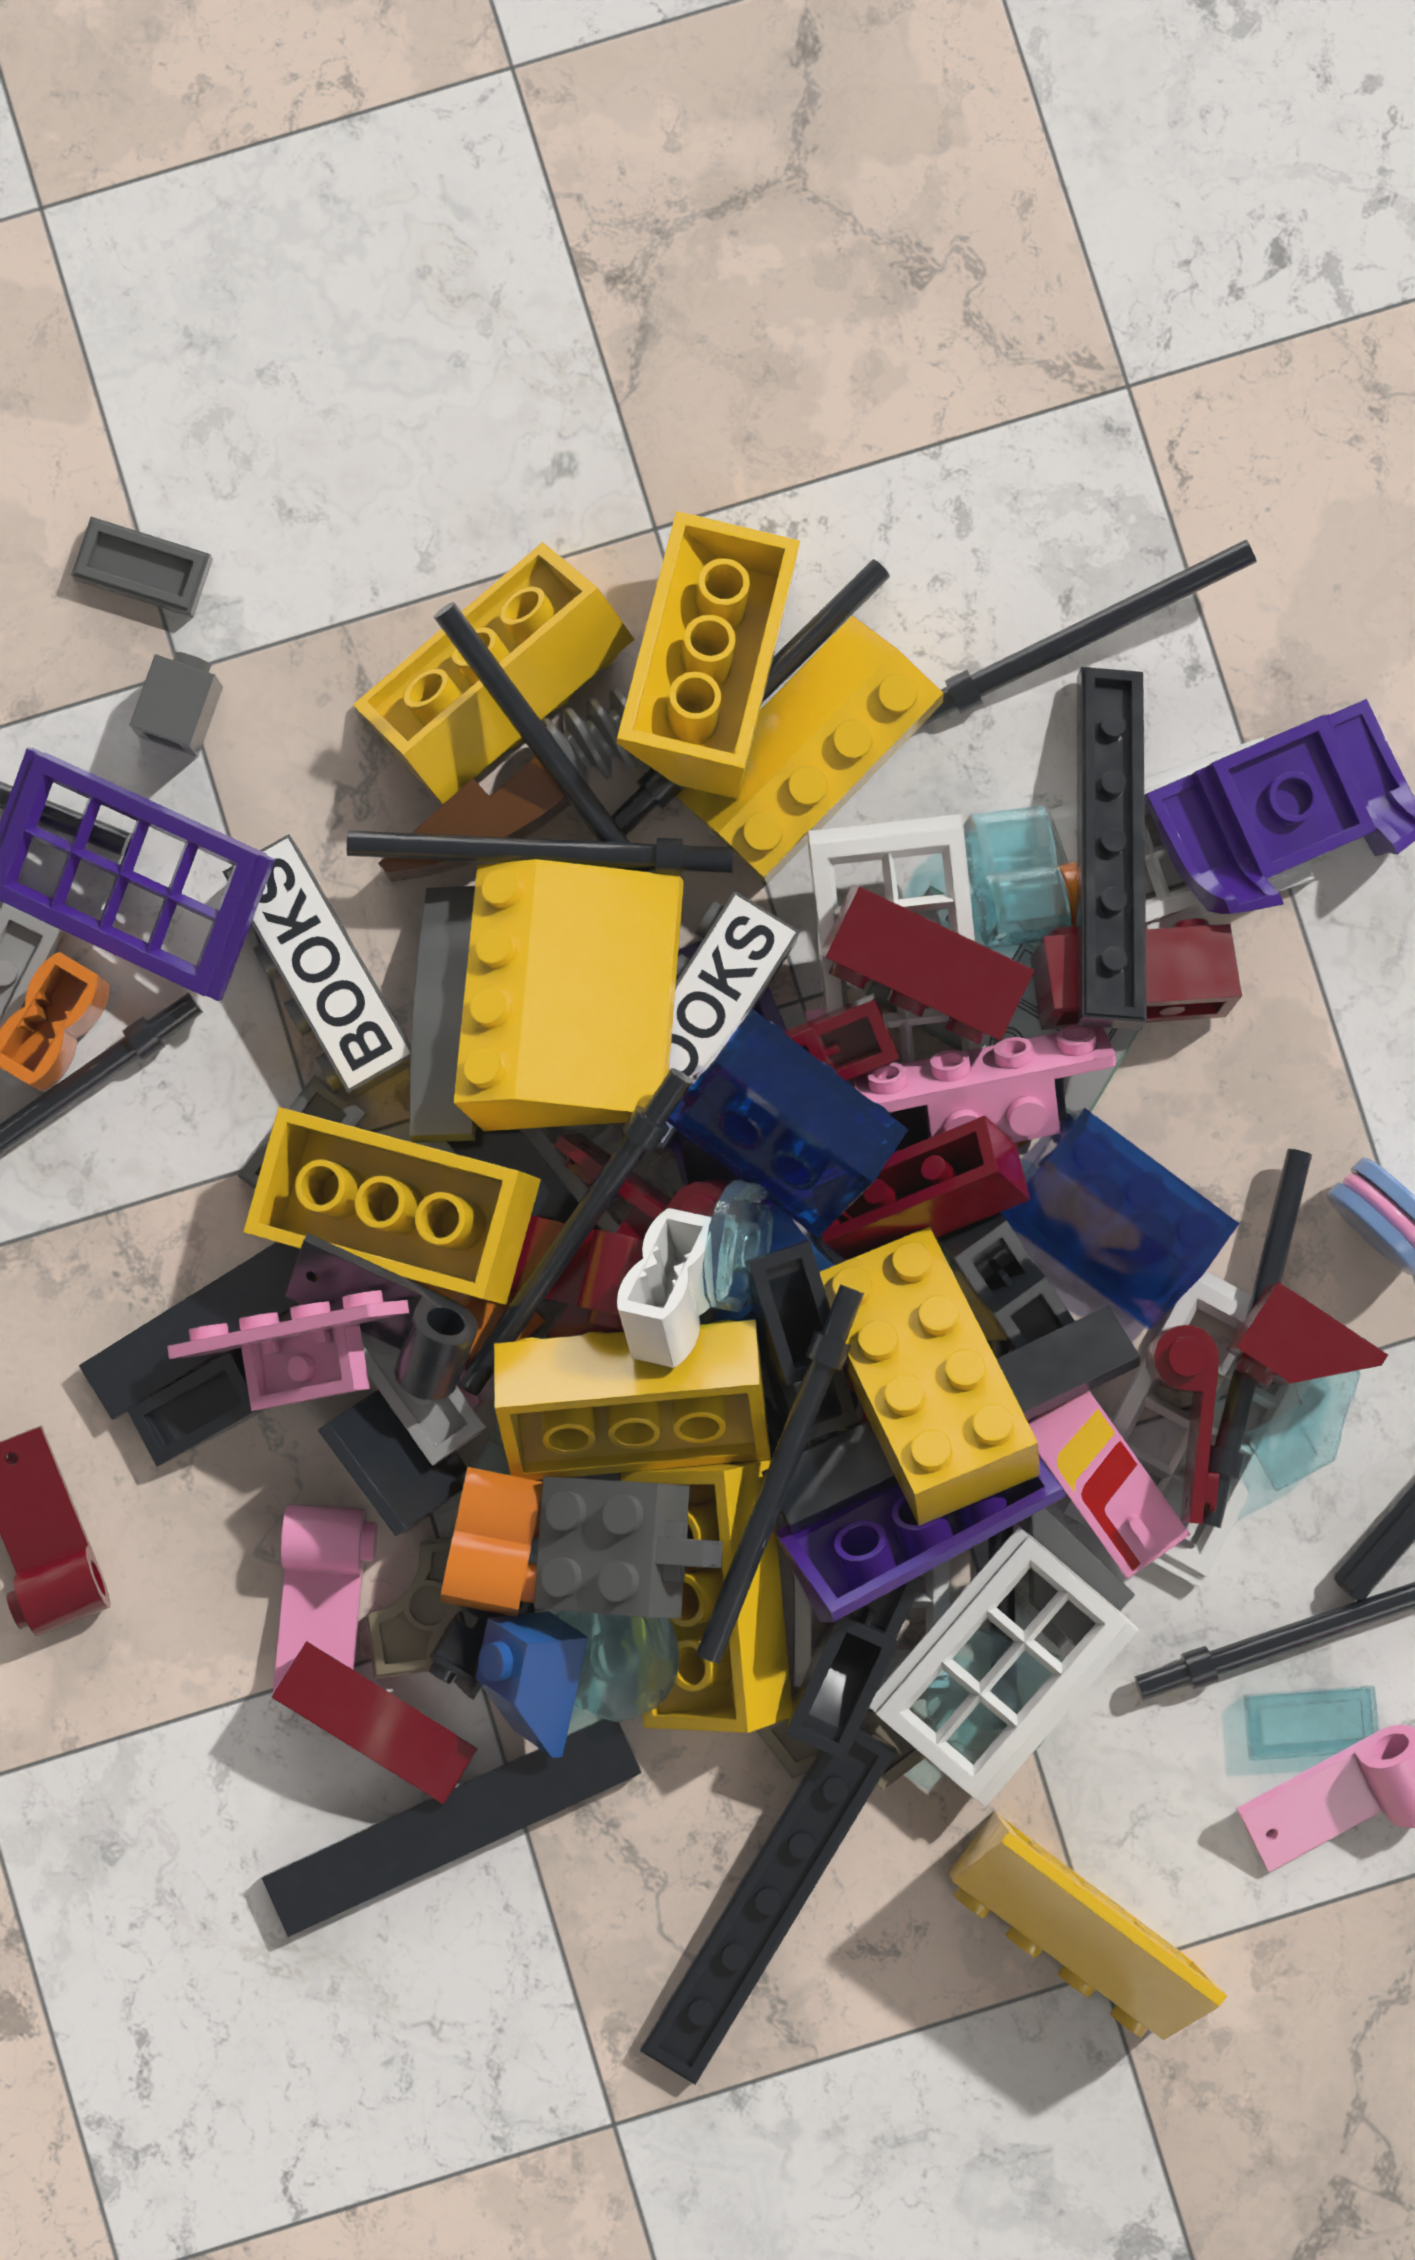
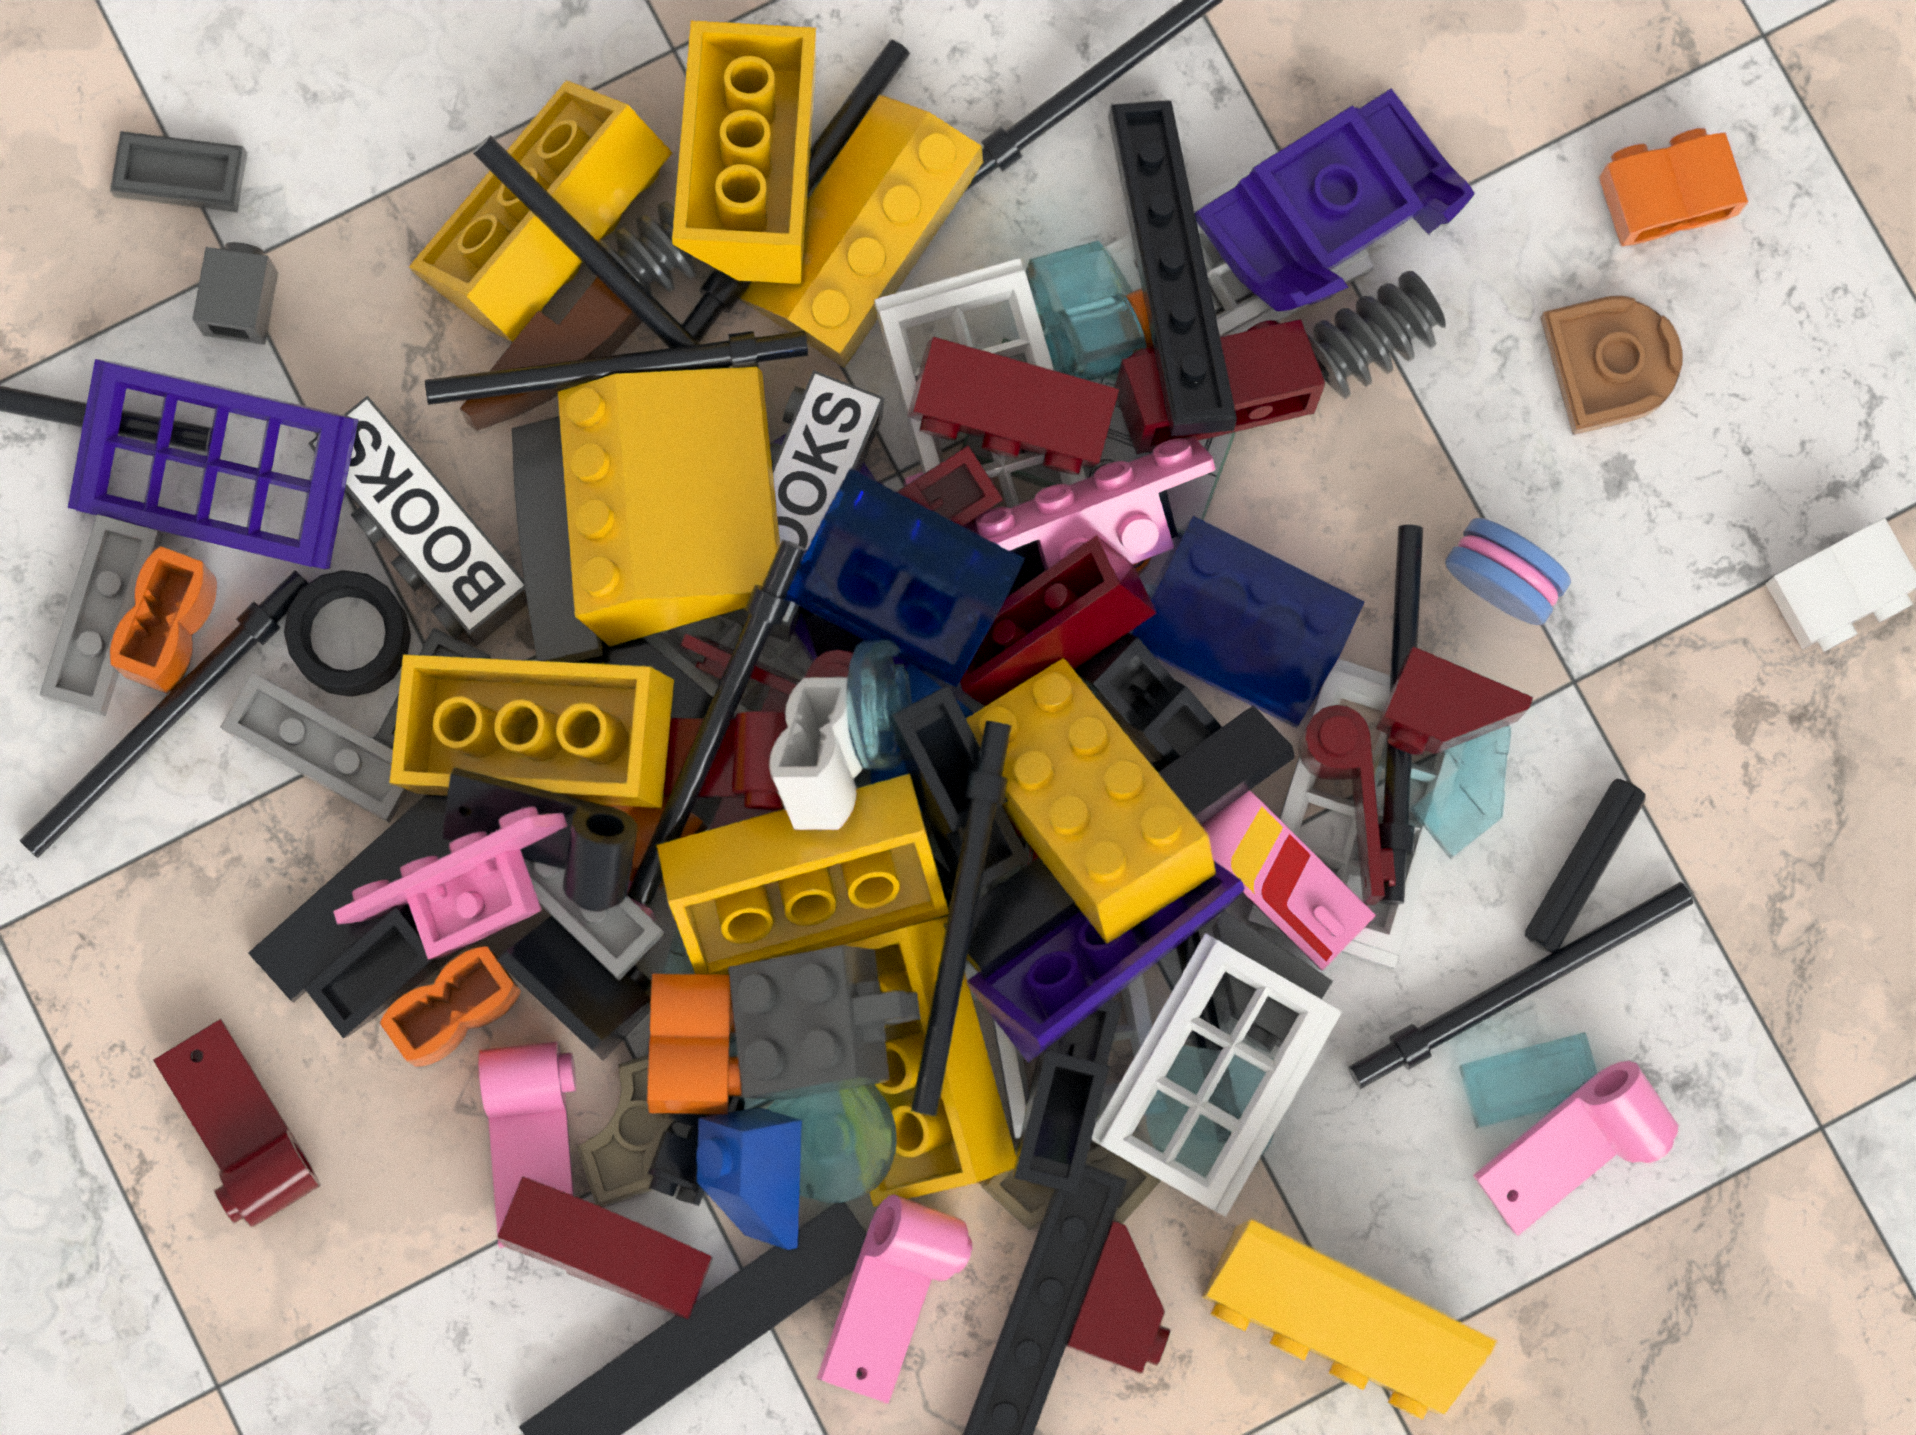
camera: 15 degrees left, 5 degrees down
(178, 1171) = (315, 745): none -> light grey plate
(183, 1049) = (319, 594): none -> black tyre
(251, 1467) = (436, 1017): none -> orange brick
(641, 1814) = (886, 1293): none -> bright pink door
(866, 1876) = (1120, 1309): none -> dark red slope
(1303, 948) = (1376, 331): none -> dark grey piece

